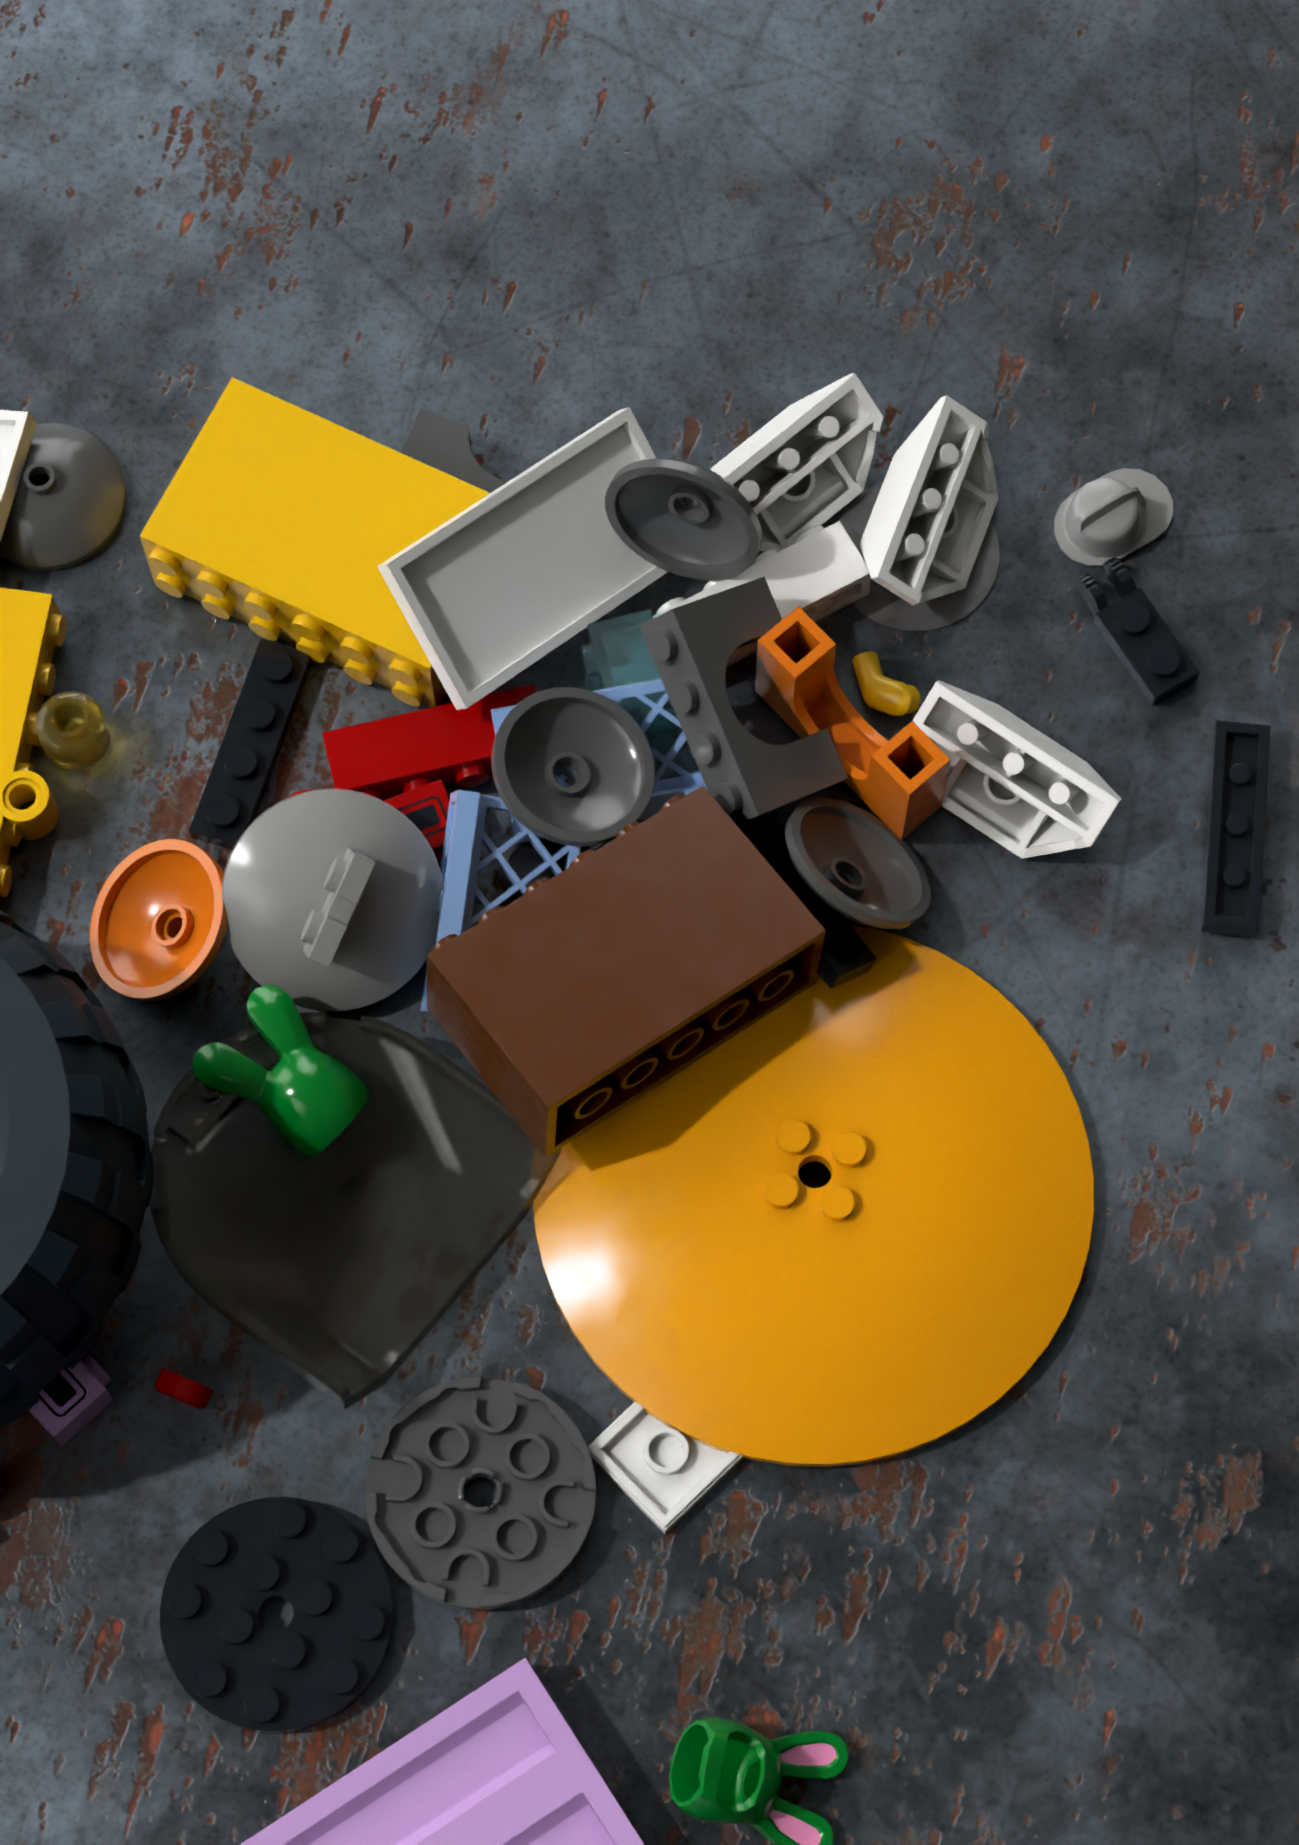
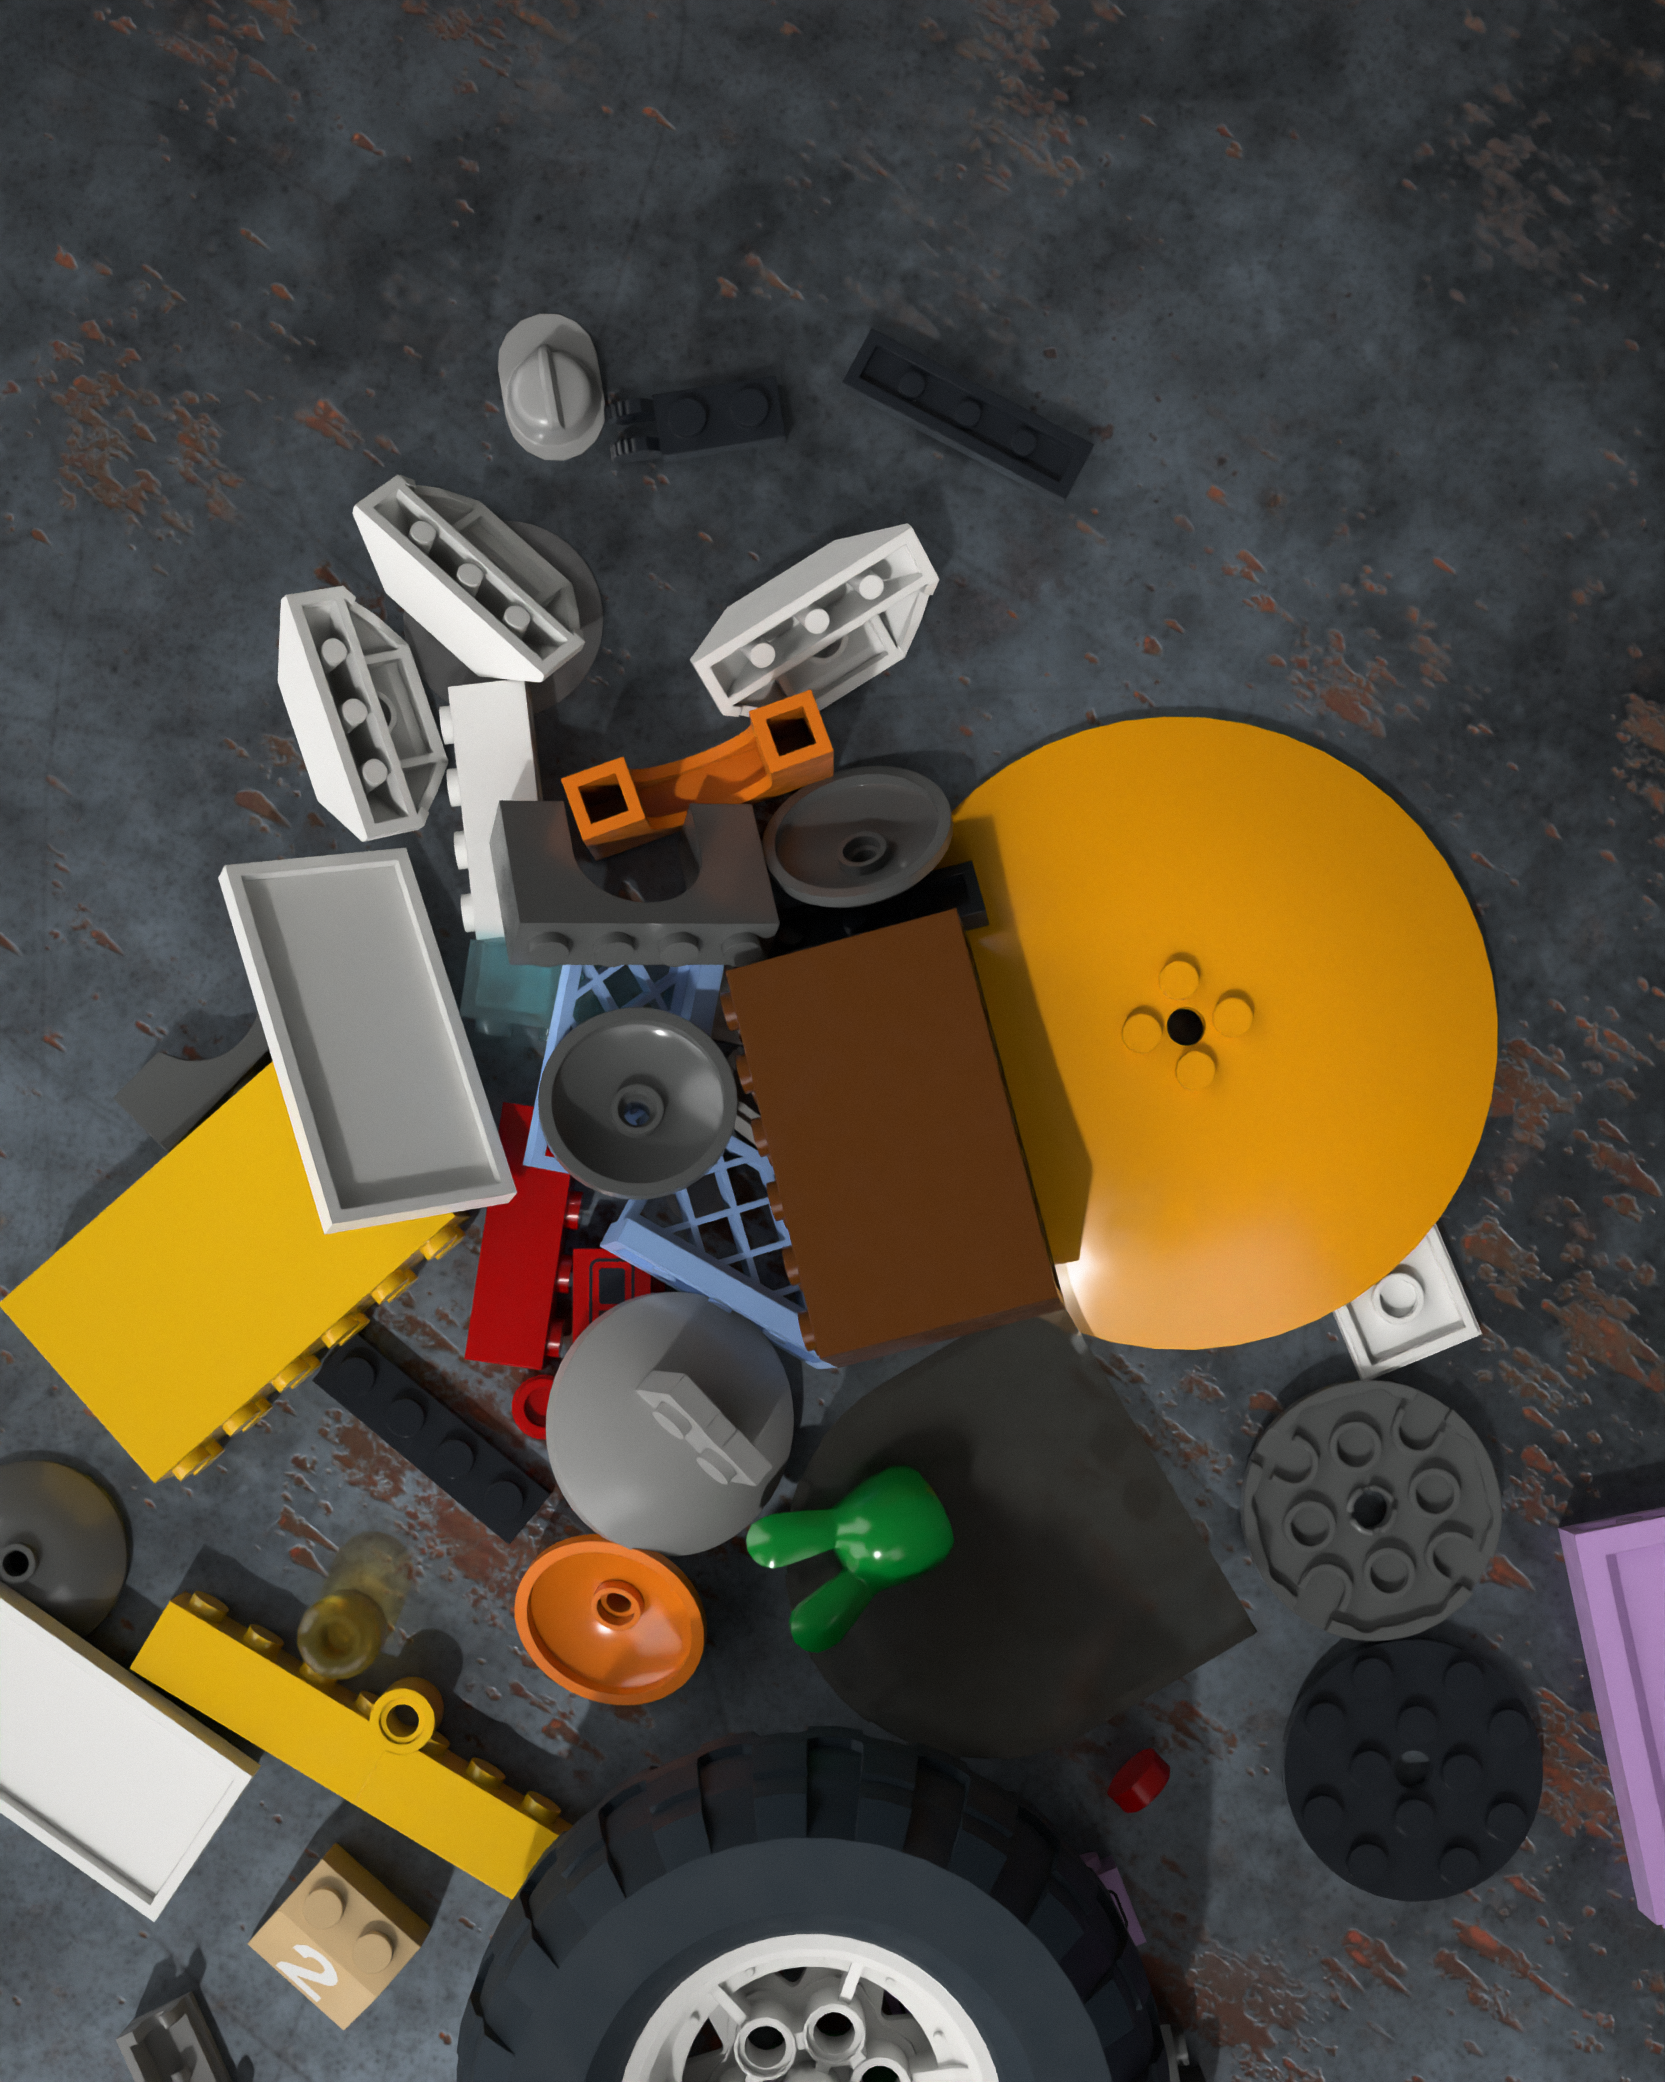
camera: 70 degrees left, 15 degrees up
(683, 518) = (390, 859): dark grey dish -> none
(883, 692) = (657, 725): yellow arm -> none

